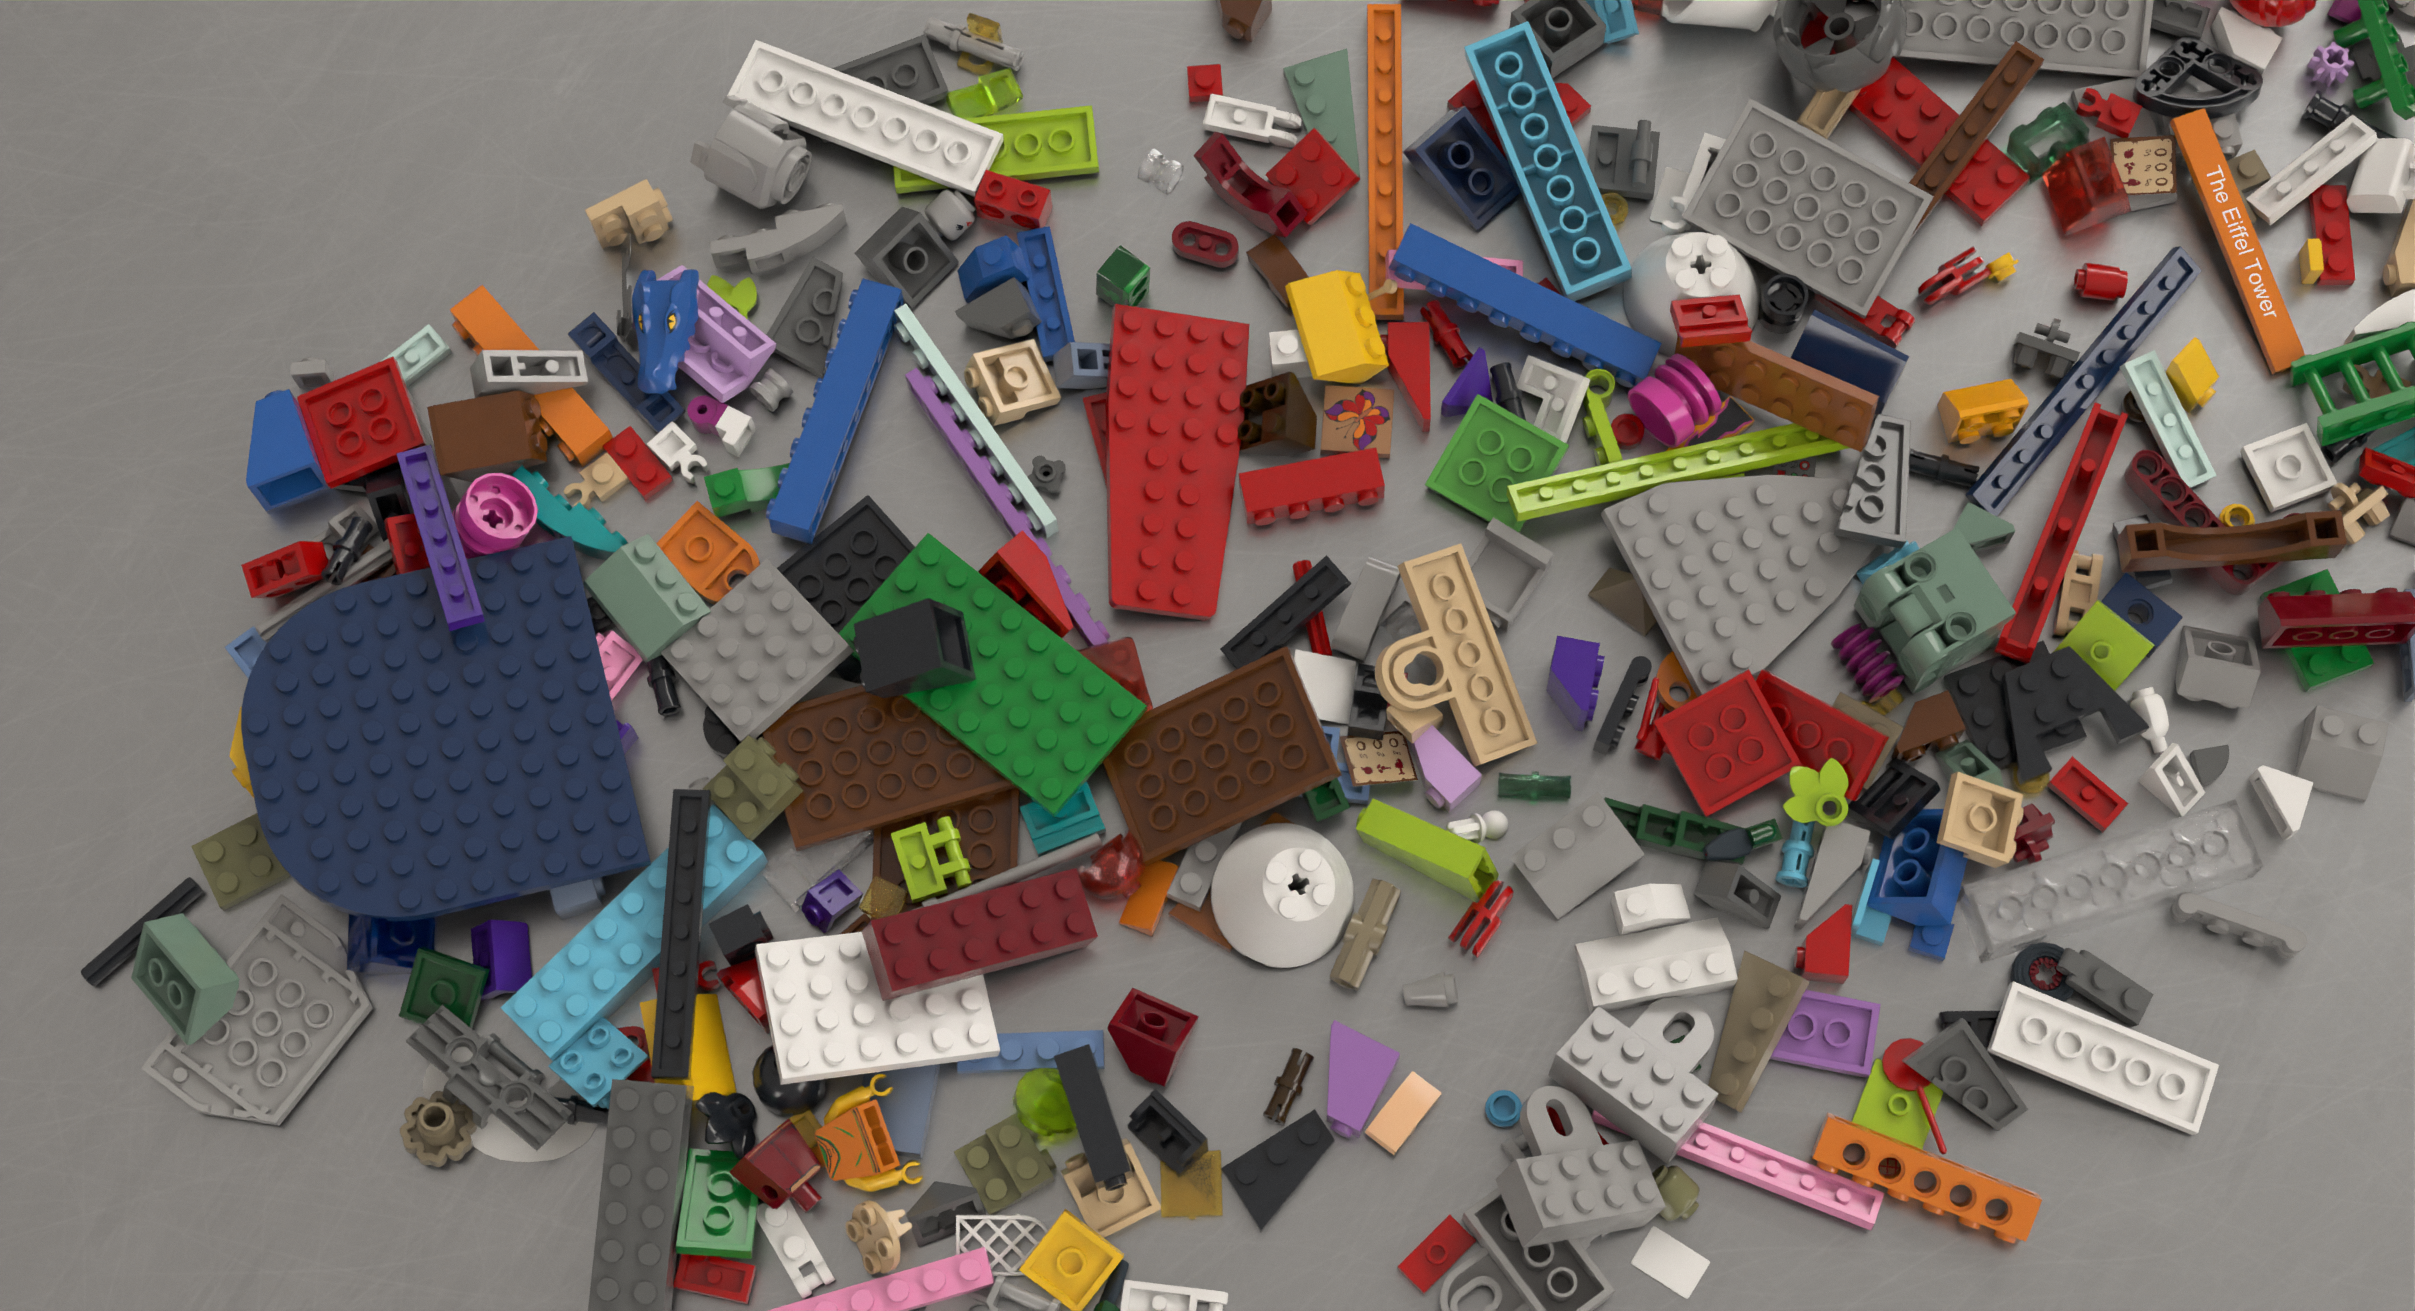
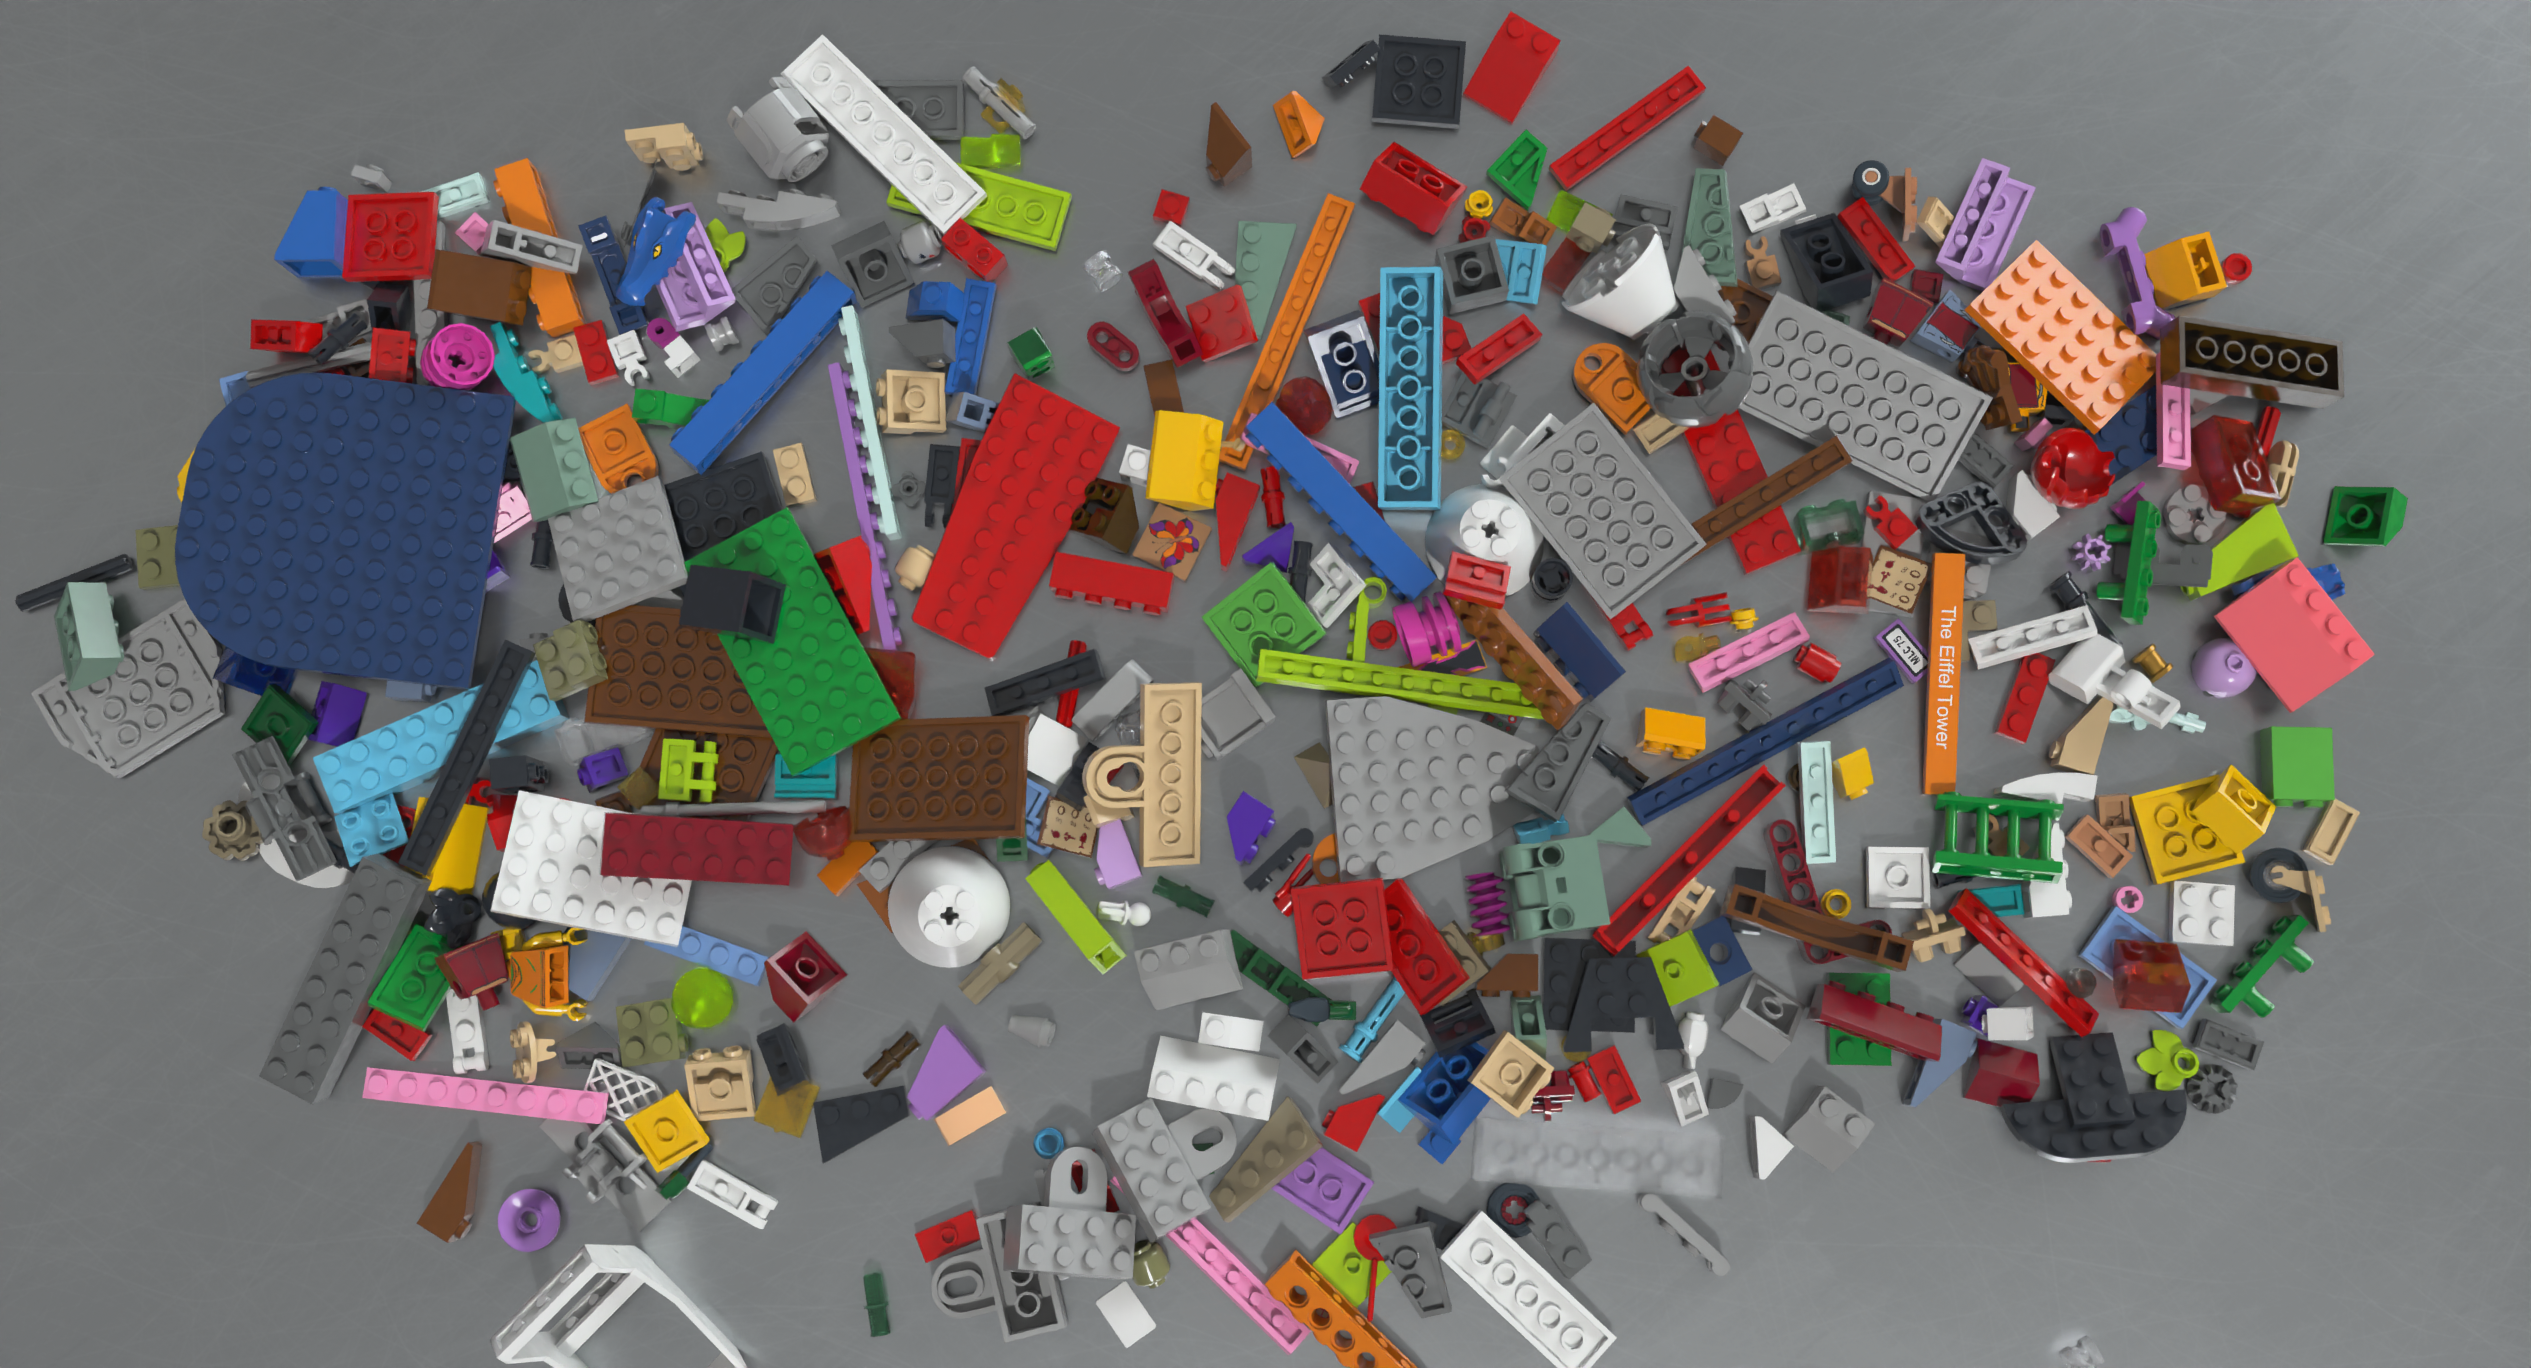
camera: 20 degrees right, 10 degrees up
(440, 538) = (405, 362): dark purple plate -> none
(452, 385) = (473, 232): none -> bright pink plate
(912, 507) = (794, 475): none -> tan plate
(1079, 453) = (940, 481): none -> black hinge
(1089, 550) = (914, 567): none -> tan head
(1094, 1118) = (722, 1031): black slope -> none
(1458, 218) = (1296, 396): none -> clear red plate
(1483, 917) = (1096, 987): red arm -> none
(1620, 92) = (1499, 349): none -> red plate
(1755, 76) = (1612, 385): none -> orange plate
(1815, 789) = (1395, 994): lime plate -> none
(1971, 313) = (1700, 647): none -> clear yellow piece
(2023, 299) = (1748, 652): none -> bright pink plate
(2059, 809) = (1583, 1080): none -> red pin
(2176, 230) = (1904, 650): none -> tile
(2311, 261) = (1996, 713): yellow tile -> none

